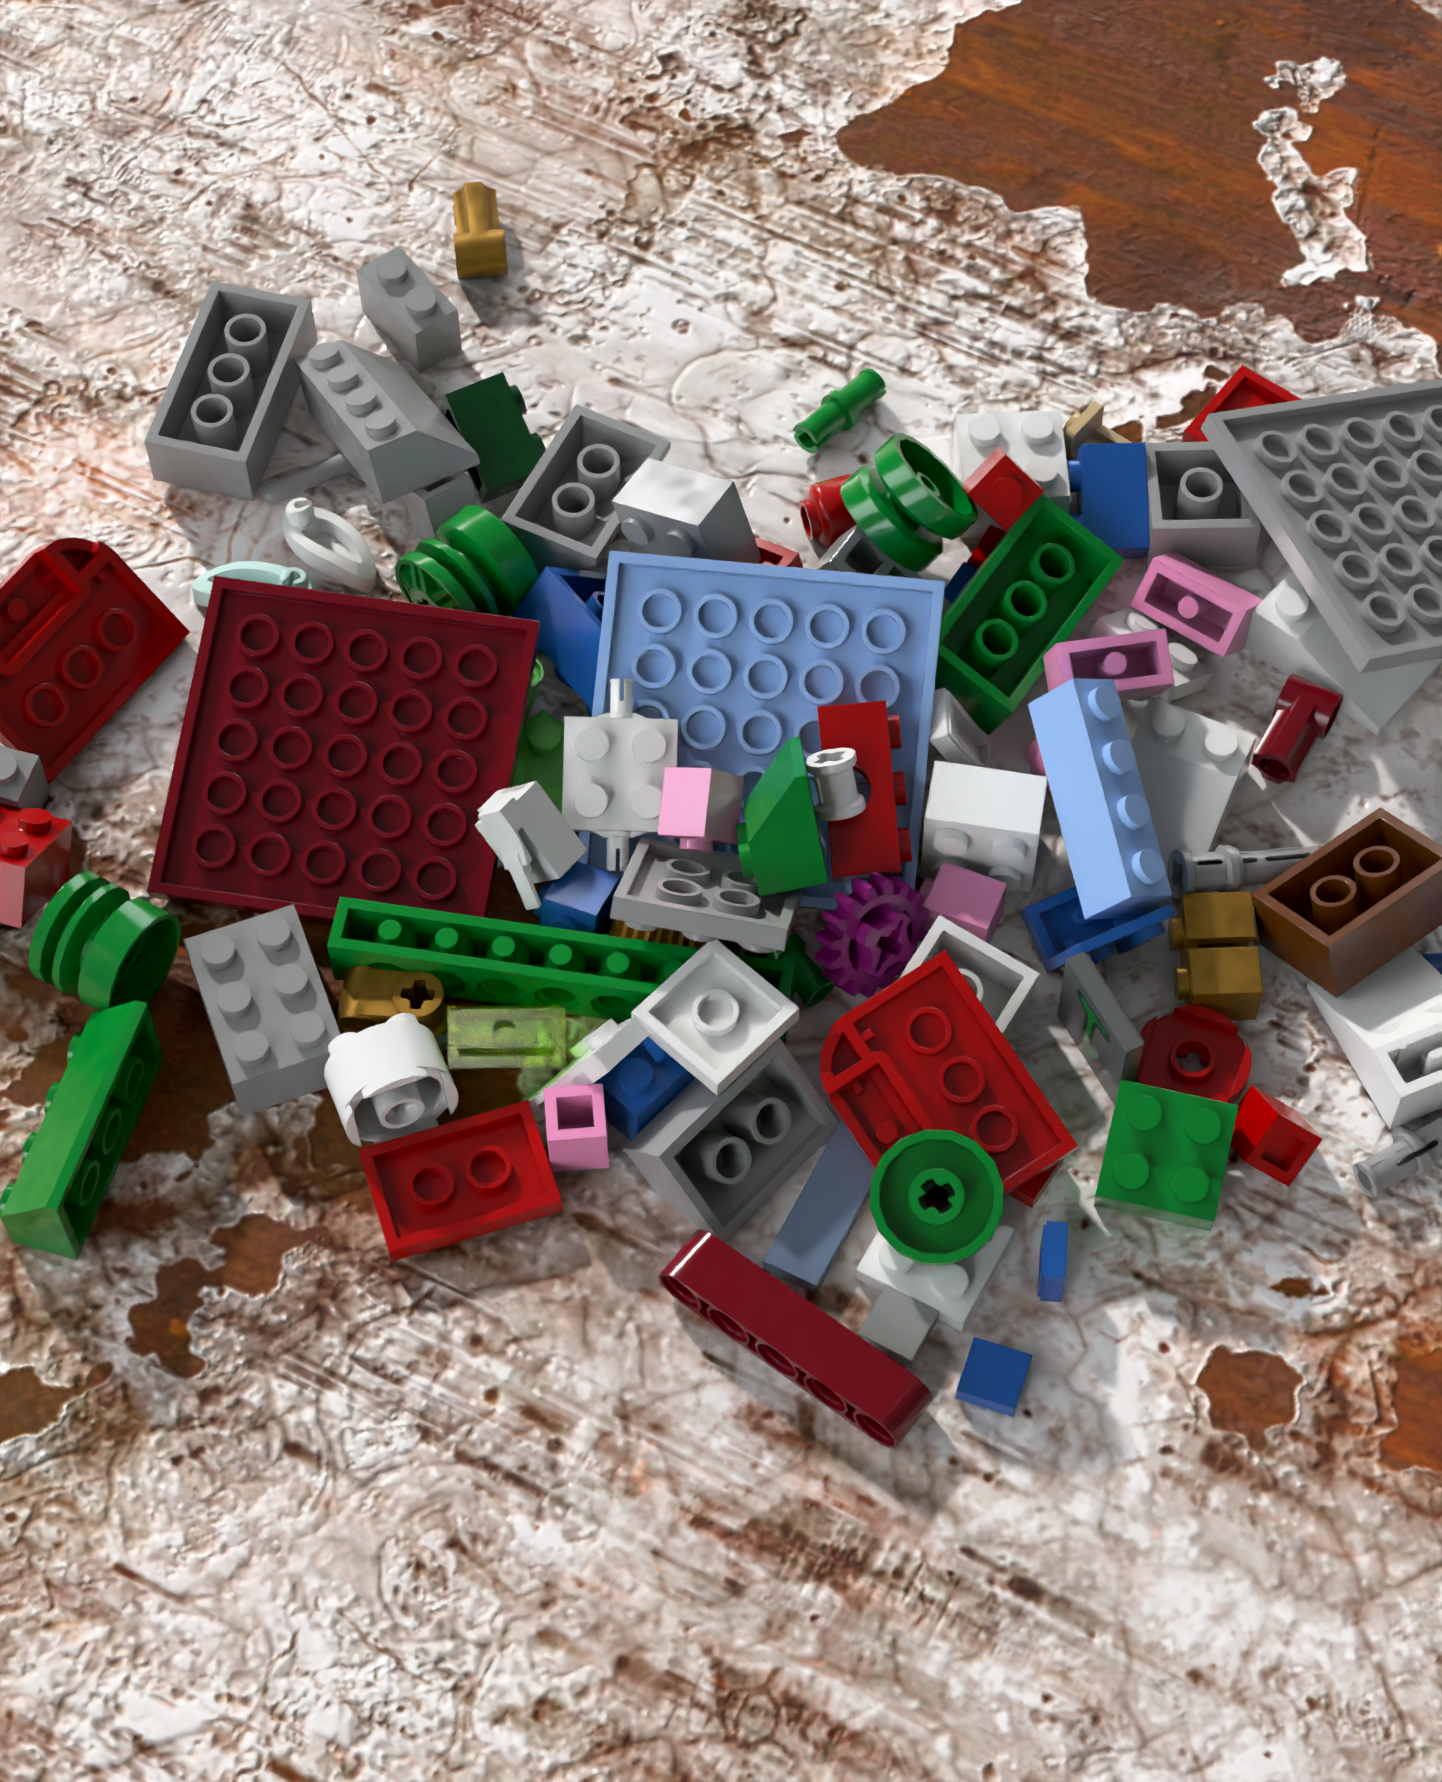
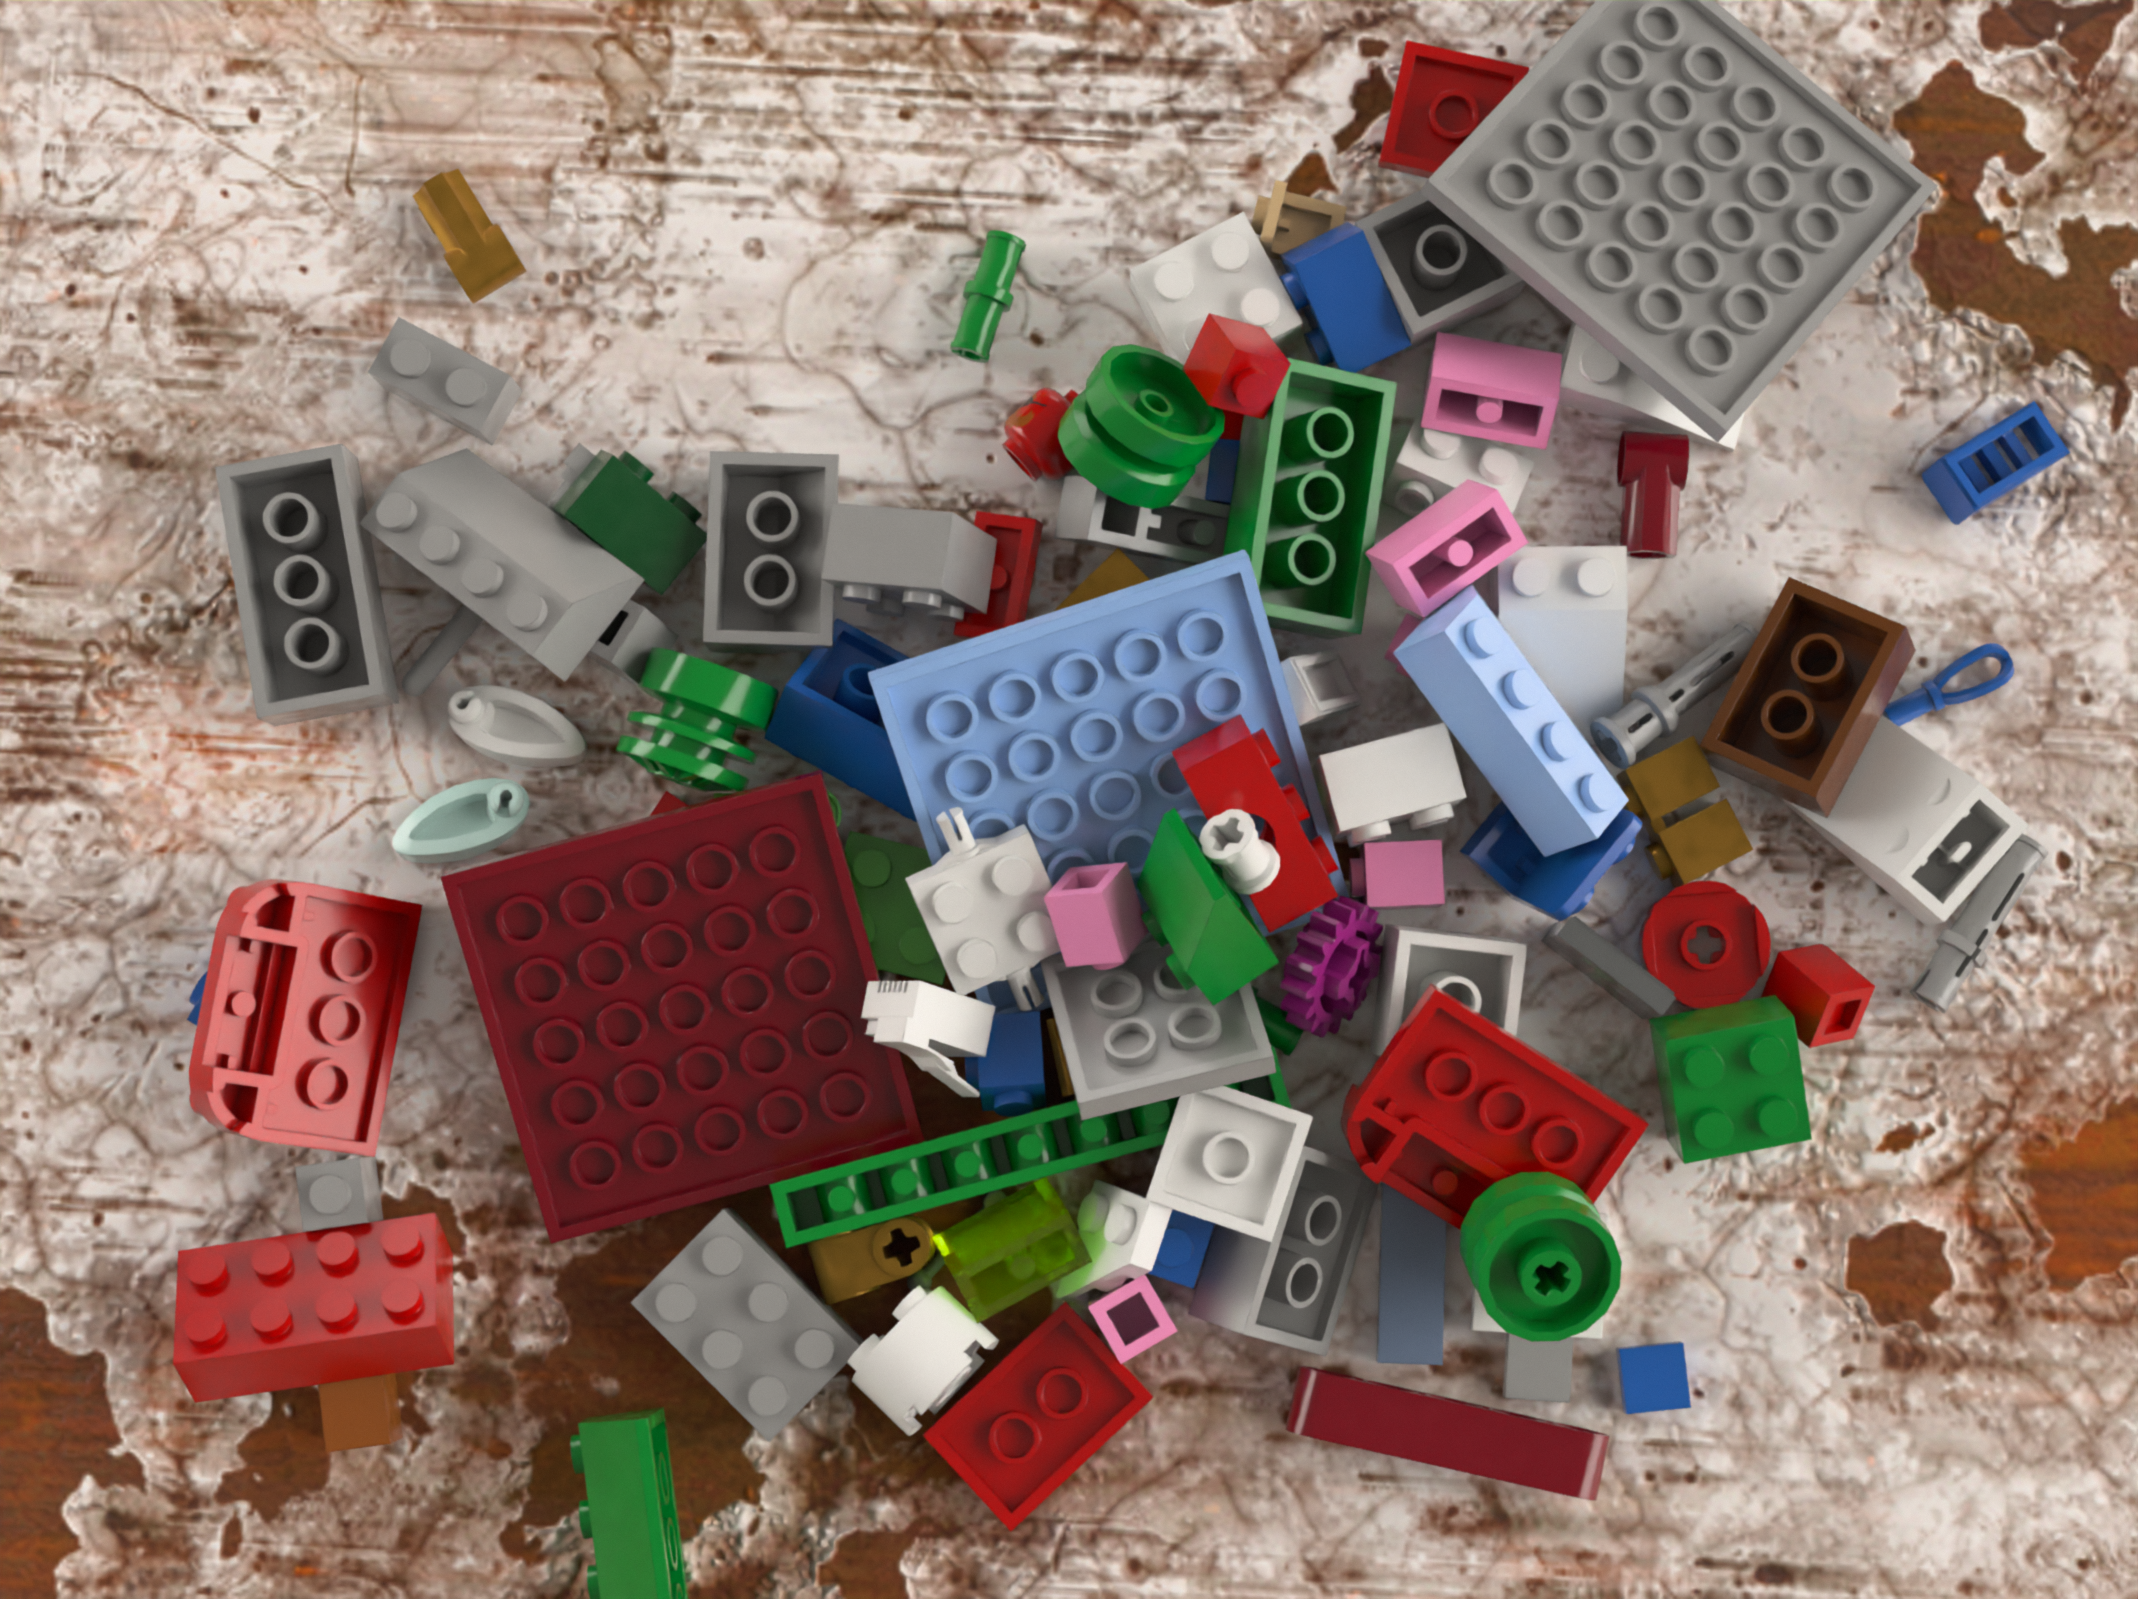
camera: 20 degrees left, 25 degrees up
(103, 943) = (539, 1341): green wheel -> none
(1052, 1261) = (1662, 1236): blue tile -> none

